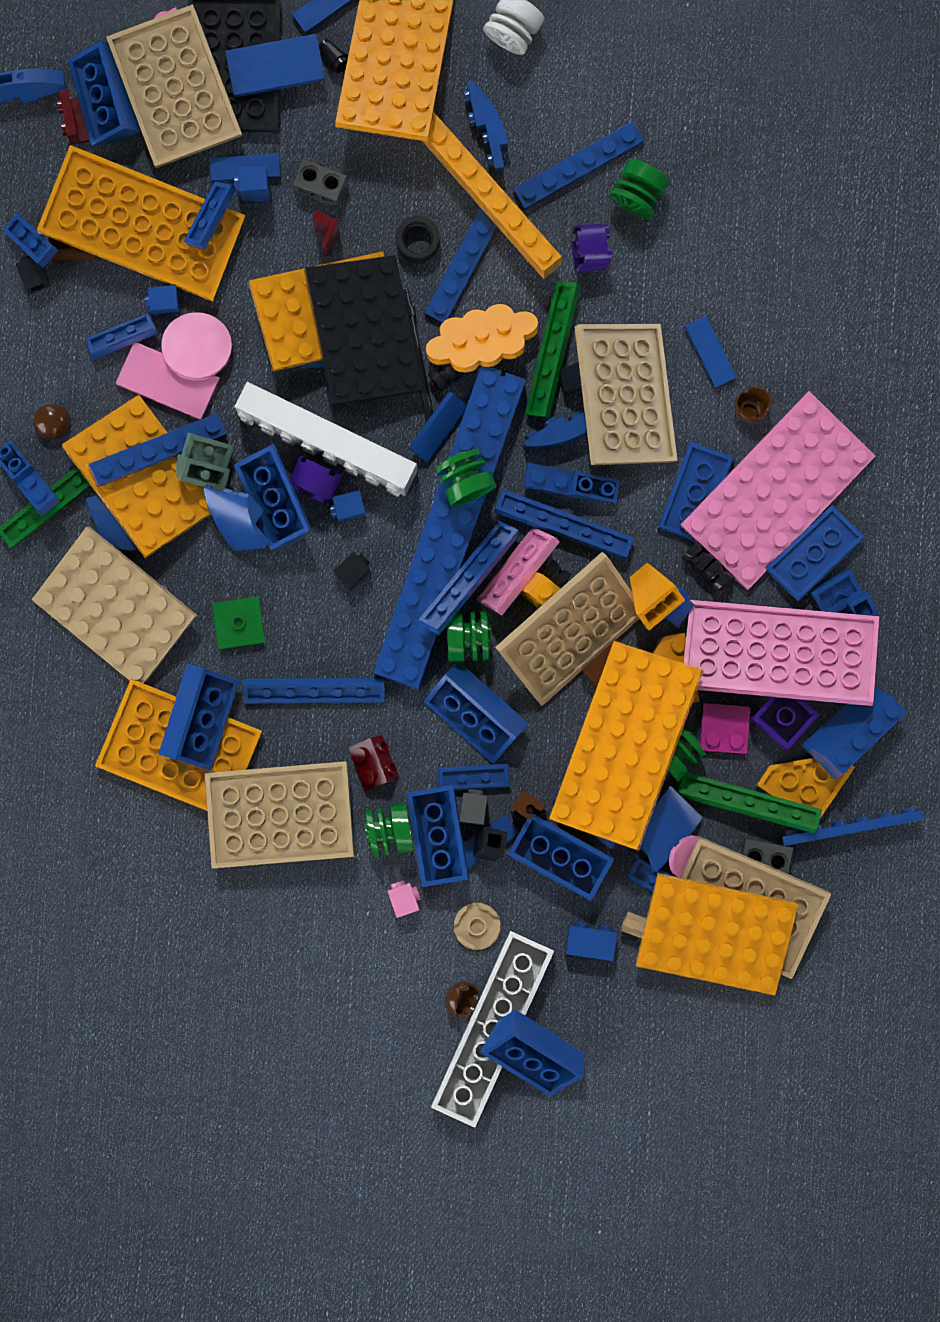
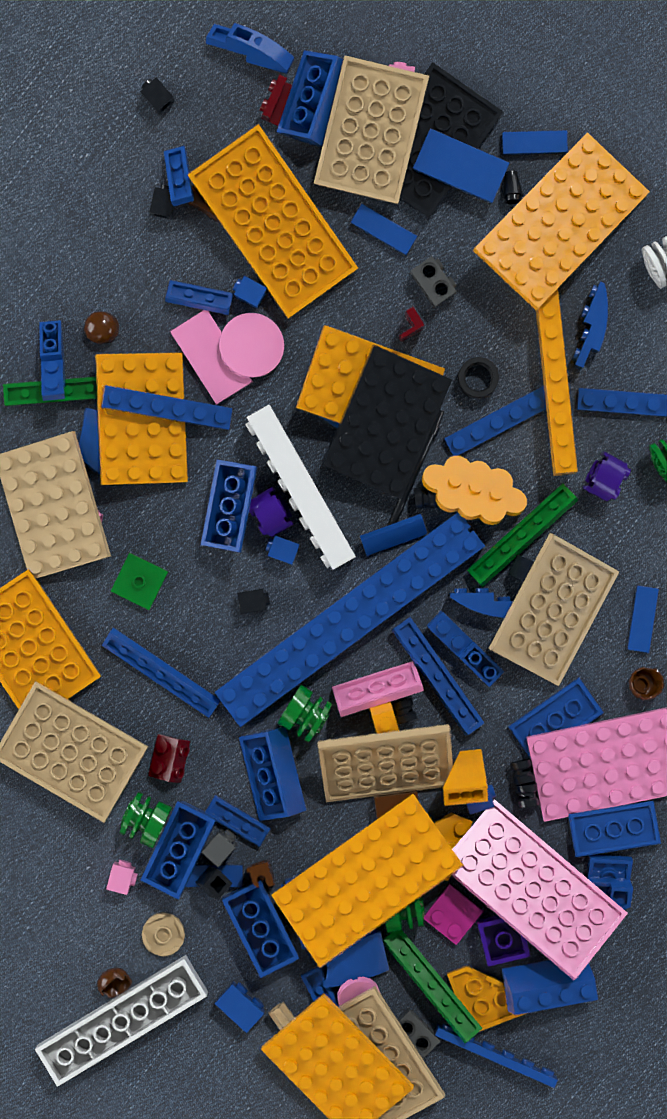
camera: 35 degrees right, 5 degrees up
(198, 717) = (59, 635): blue slope -> none
(204, 462) = (195, 442): sand green brick -> none
(210, 215) = (329, 252): blue plate -> none
(236, 518) = (190, 502): blue slope -> none
(253, 184) = (379, 249): blue brick -> none
(464, 474) = (385, 594): green wheel -> none
(468, 577) = (336, 670): blue plate -> none
(534, 1053) = (139, 1062): blue slope -> none

